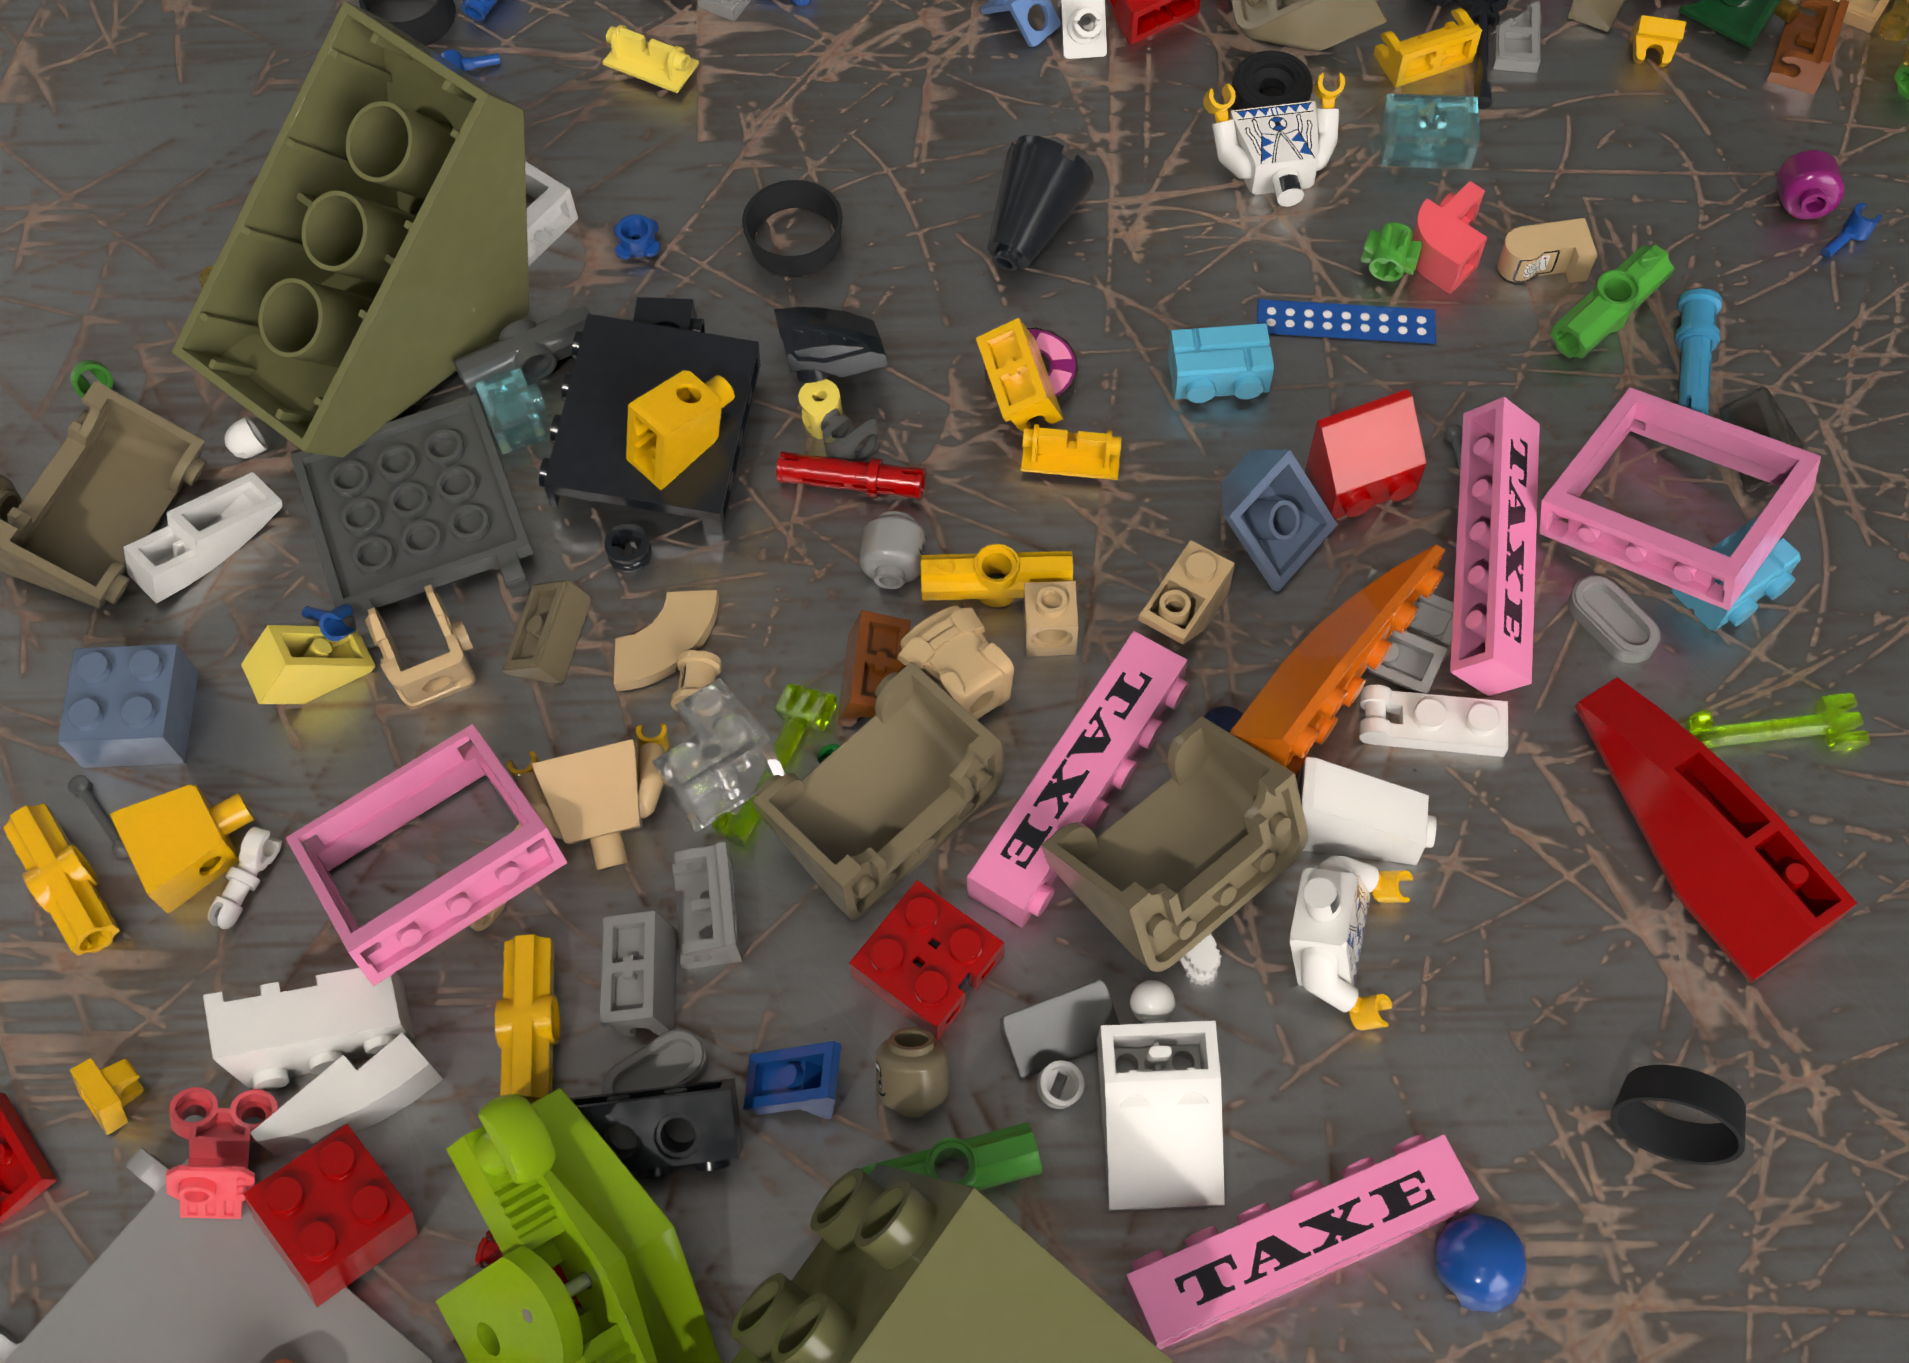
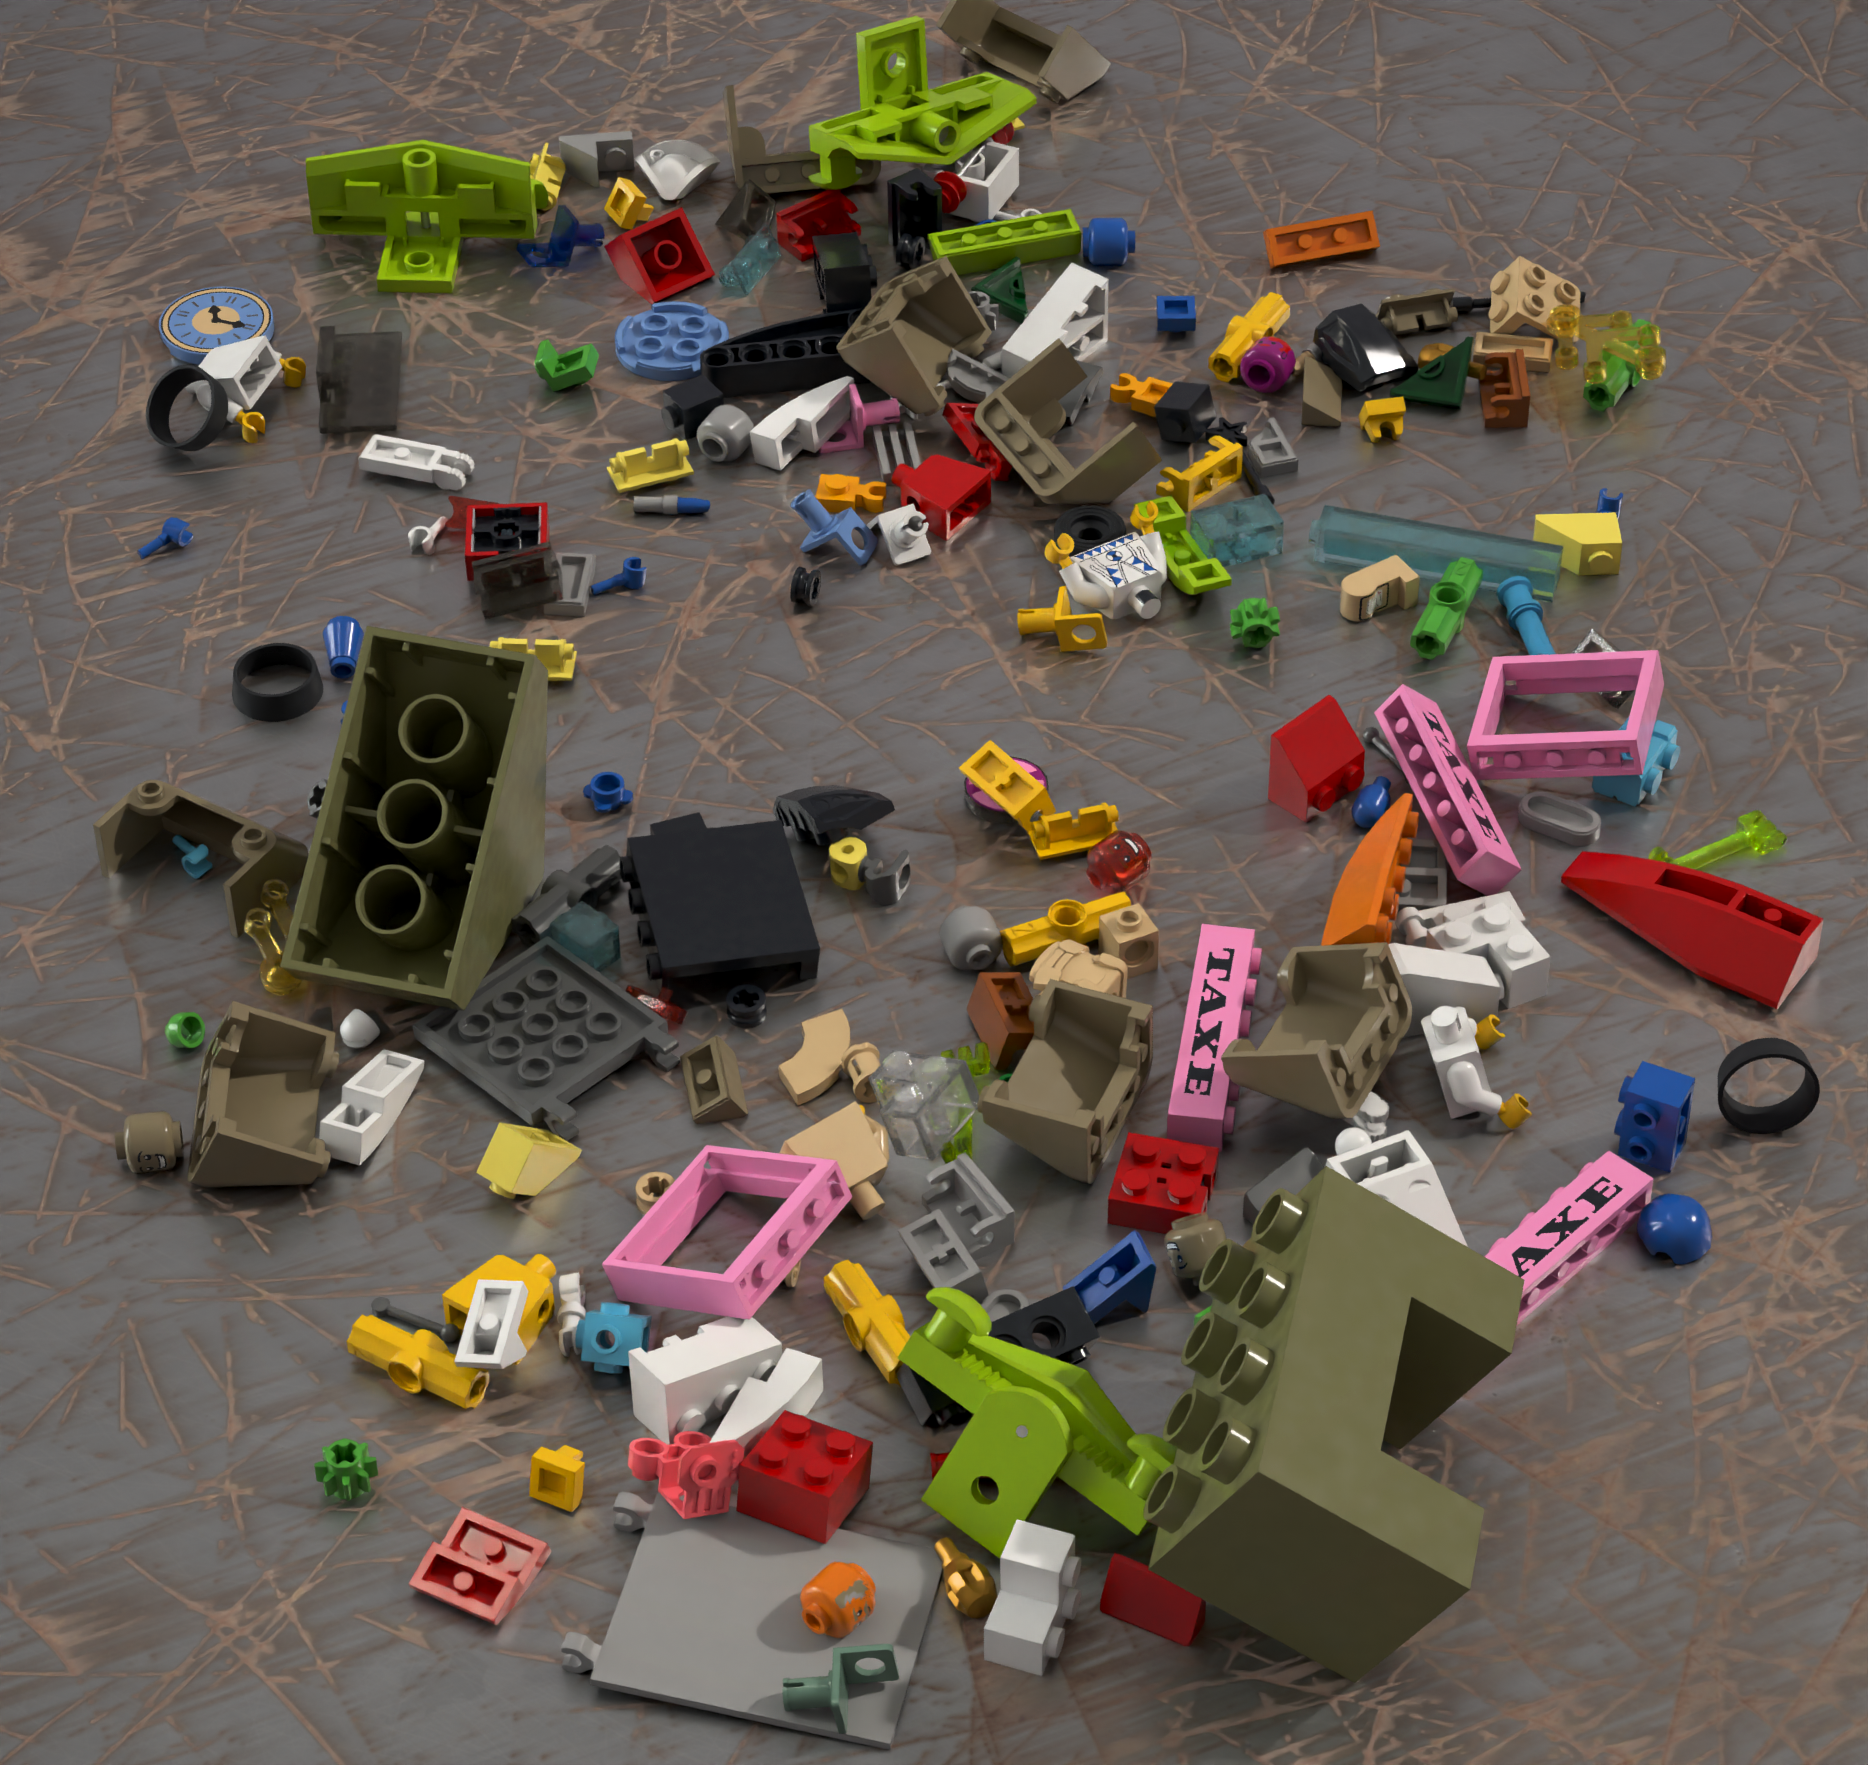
camera: 25 degrees left, 20 degrees down
(111, 893) = (492, 1326): none -> white slope
(128, 706) = (396, 1231): sand blue brick -> none
(186, 121) = (162, 806): none -> dark tan windscreen
(220, 183) = (195, 859): none -> medium azure hand
(252, 937) = (628, 1330): none -> medium azure brick
(331, 621) = (532, 1119): blue hand -> none
(401, 744) = (648, 1185): none -> tan bush
(417, 684) = (641, 1098): tan piece -> none
(538, 513) = (660, 1004): none -> clear red piece
(675, 425) = (760, 871): yellow torso -> none
(792, 195) = (743, 721): black tyre -> none
(861, 476) = (915, 898): red pin -> none
(955, 57) = (805, 586): none -> black bush
(1034, 199) = (942, 662): black cone -> none
(1092, 510) = (1118, 862): none -> clear red head
(1189, 594) = (1230, 886): tan slope -> none
(1190, 183) = (1062, 622): none -> yellow bracket
(1220, 362) = (1160, 736): medium azure brick -> none
(1275, 513) = (1264, 820): sand blue slope -> none
(1348, 321) = (1241, 685): blue sticker -> none
(1358, 150) = (1185, 561): none -> lime slope
(1410, 526) = (1372, 802): none -> blue cylinder
(1449, 243) = (1299, 604): coral brick -> none
(1457, 778) = (1505, 945): none -> white brick
(1521, 1104) = (1654, 1116): none -> blue brick
(1627, 218) = (1366, 538): none -> clear light blue brick
(1804, 263) = (1588, 540): none -> light yellow slope
(1810, 184) = (1554, 484): magenta head -> none

